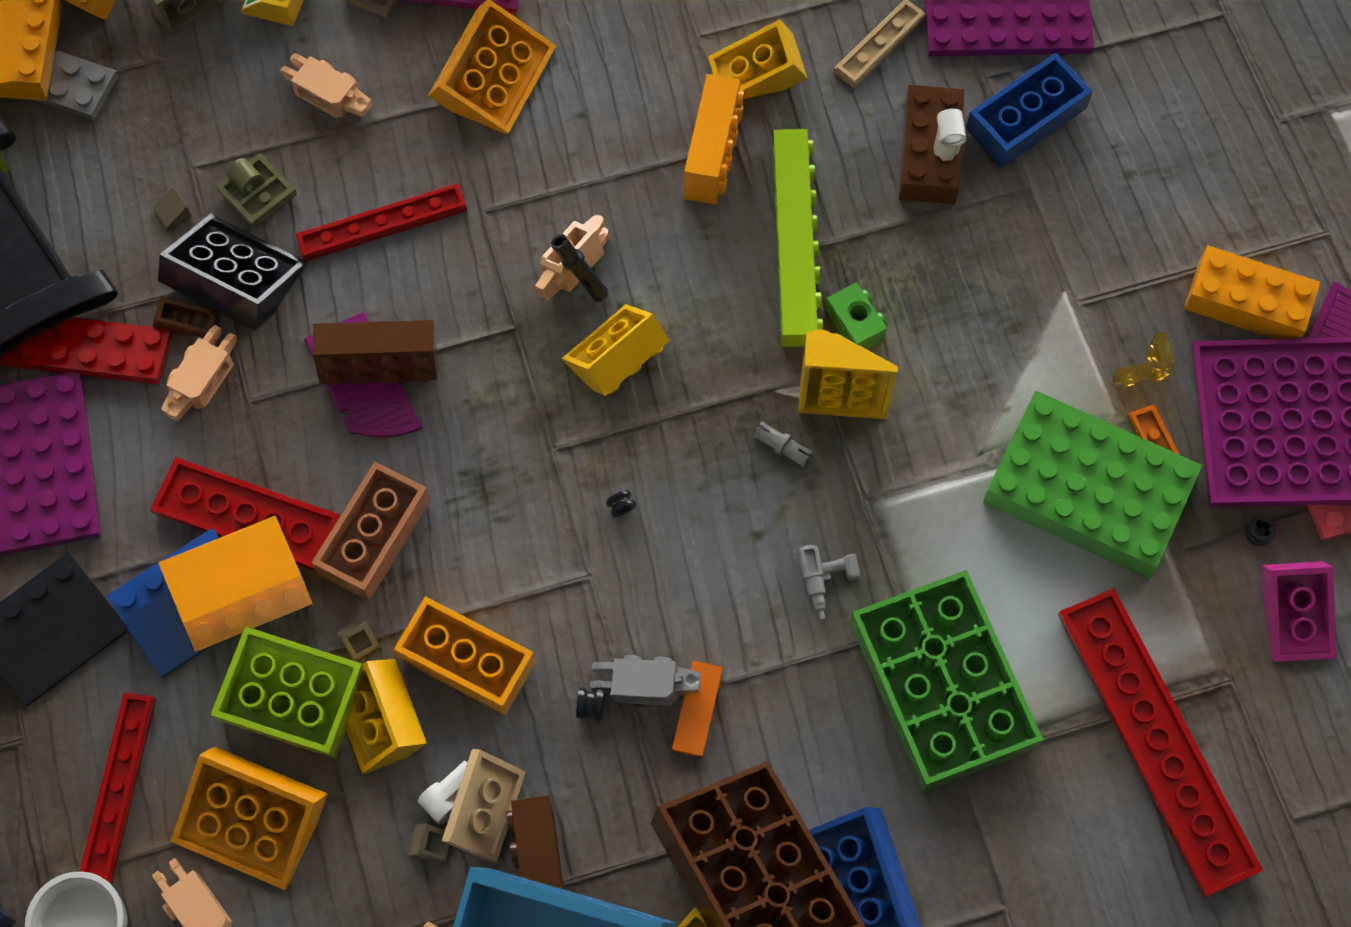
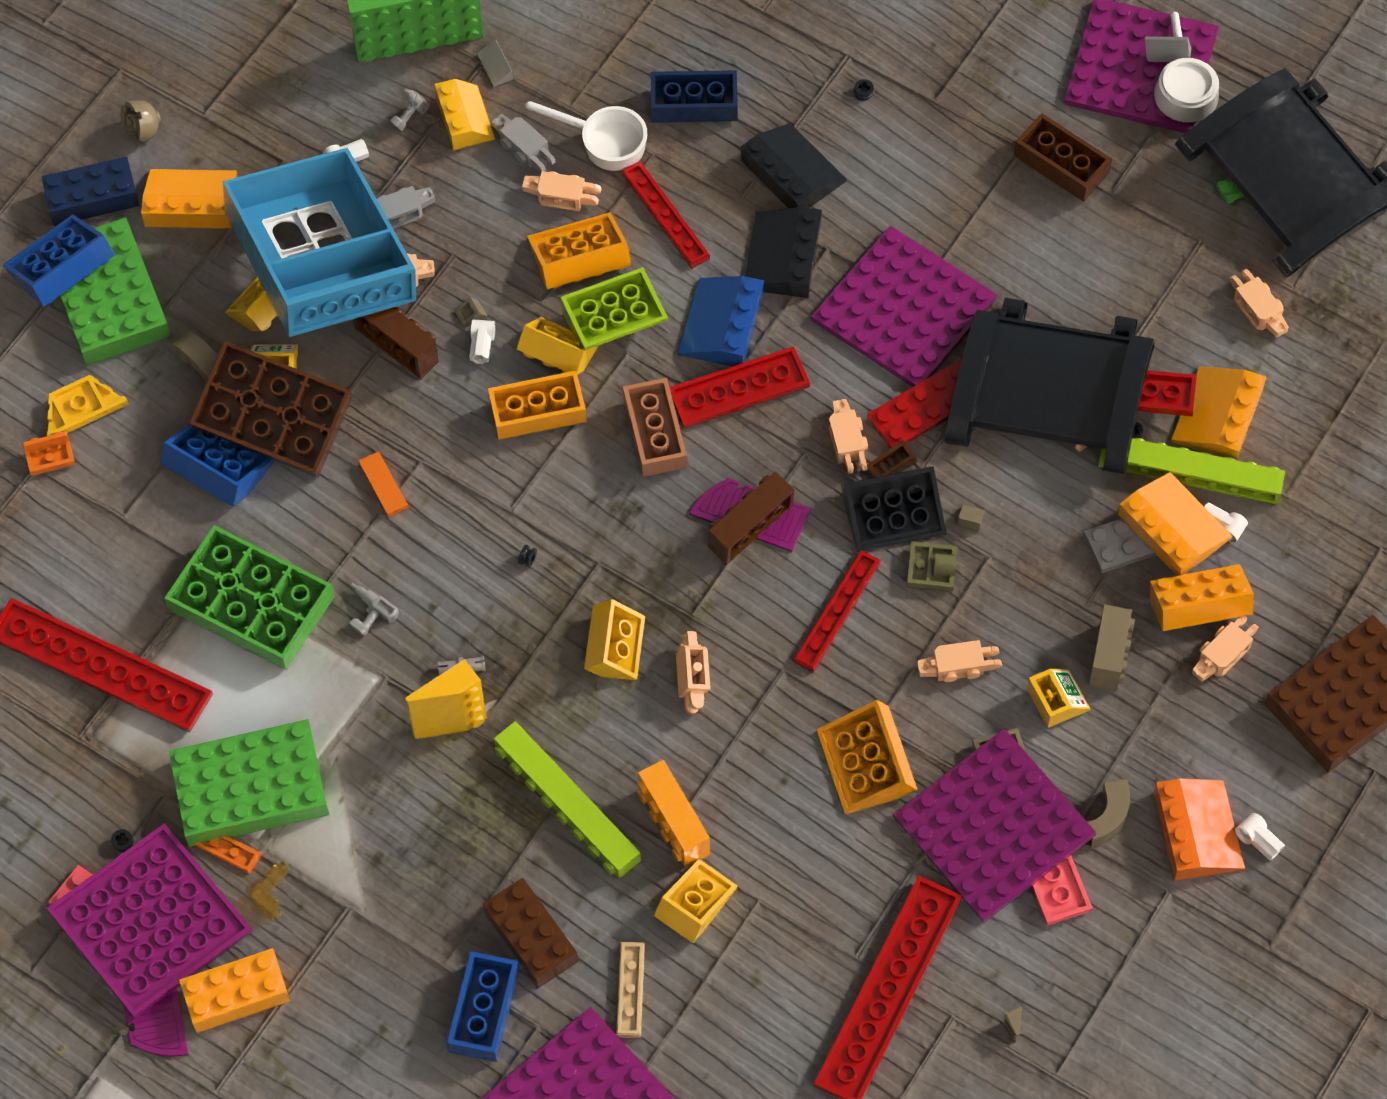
camera: 140 degrees right, 5 degrees down
(235, 583) = (697, 338): light orange slope -> none
(358, 639) = (611, 377): dark tan slope -> none
(481, 804) = (455, 342): tan plate -> none
(574, 261) = (678, 653): black pin -> none
(590, 703) = (445, 438): black wheel -> none
(646, 680) = (424, 470): light grey hinge -> none
(853, 302) = (472, 766): bright green brick -> none
(949, 134) = (509, 910): white piece -> none
(1300, 610) = (65, 804): dark pink slope -> none

